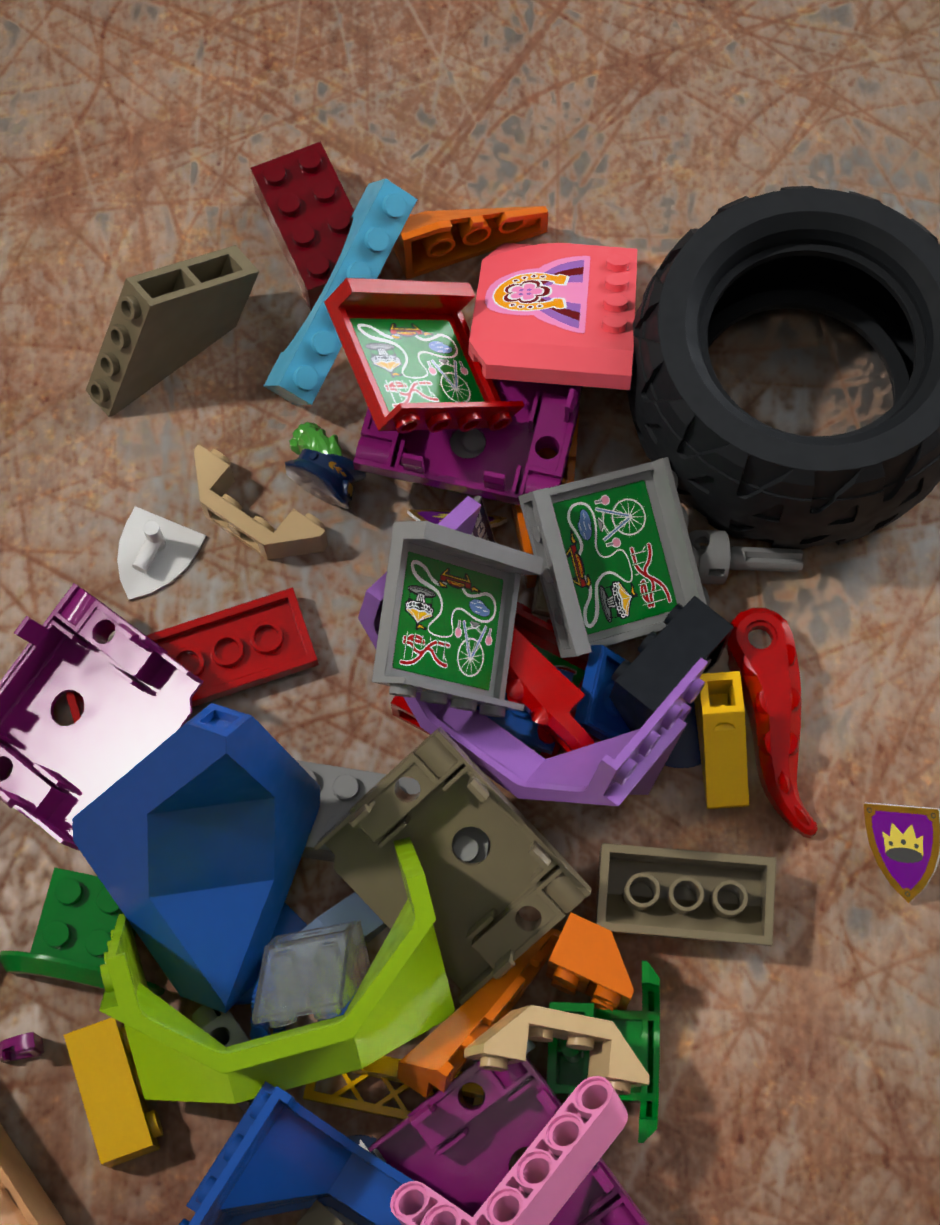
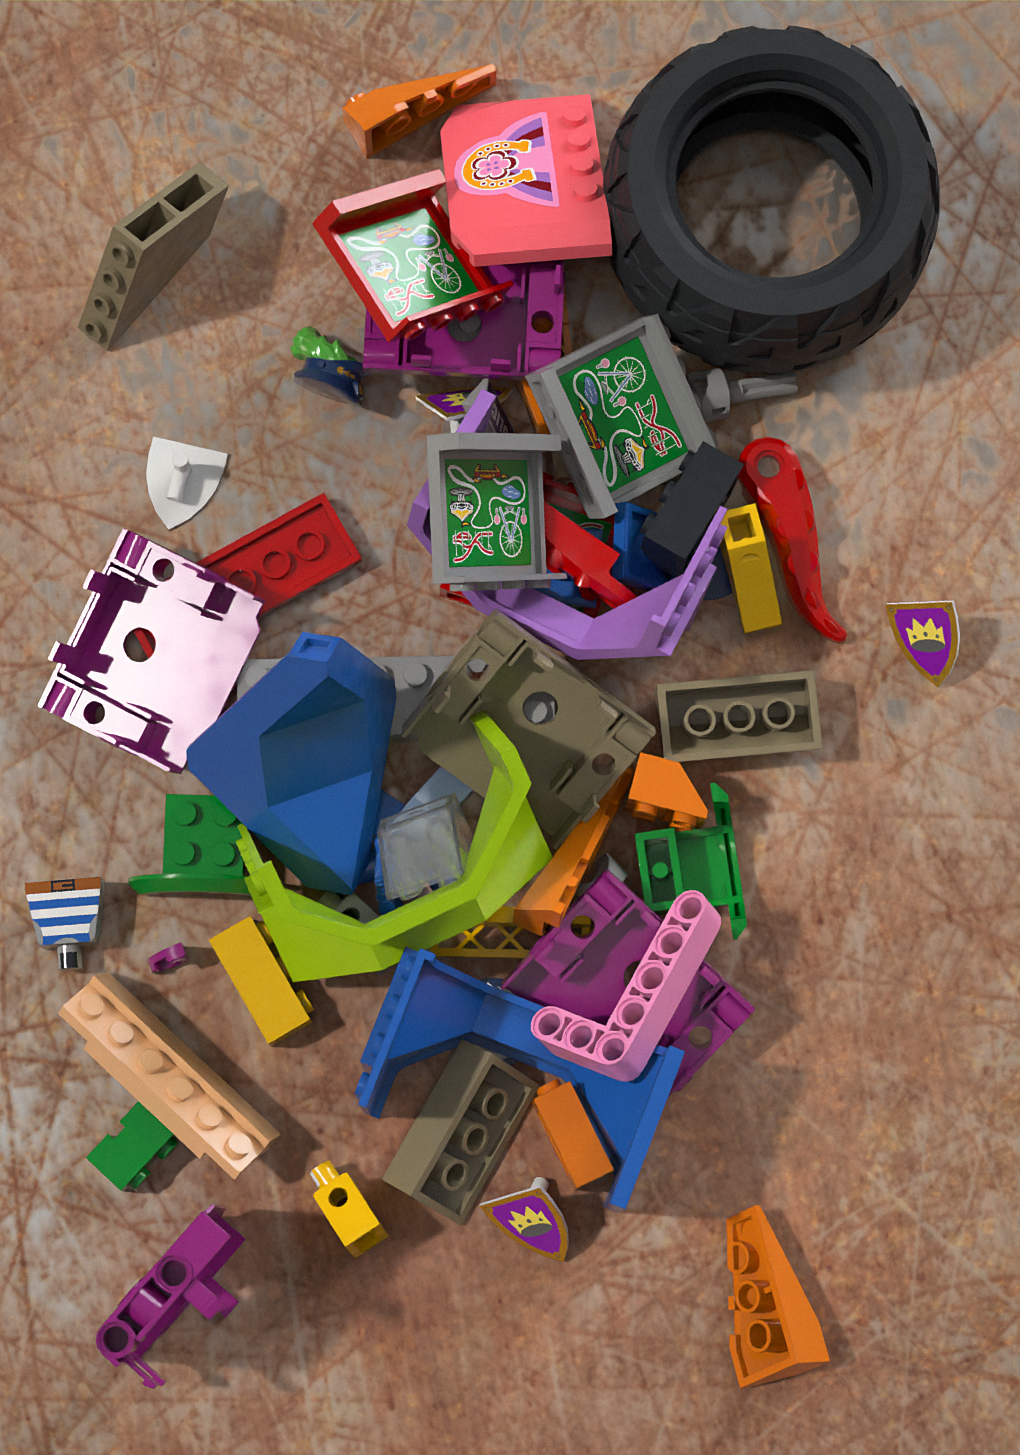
camera: 15 degrees left, 10 degrees up
(293, 536) = (315, 441): tan slope -> none
(306, 214) = (269, 120): dark red brick -> none
(314, 348) = (333, 122): medium azure arch -> none
(608, 1055) = (694, 866): tan slope -> none

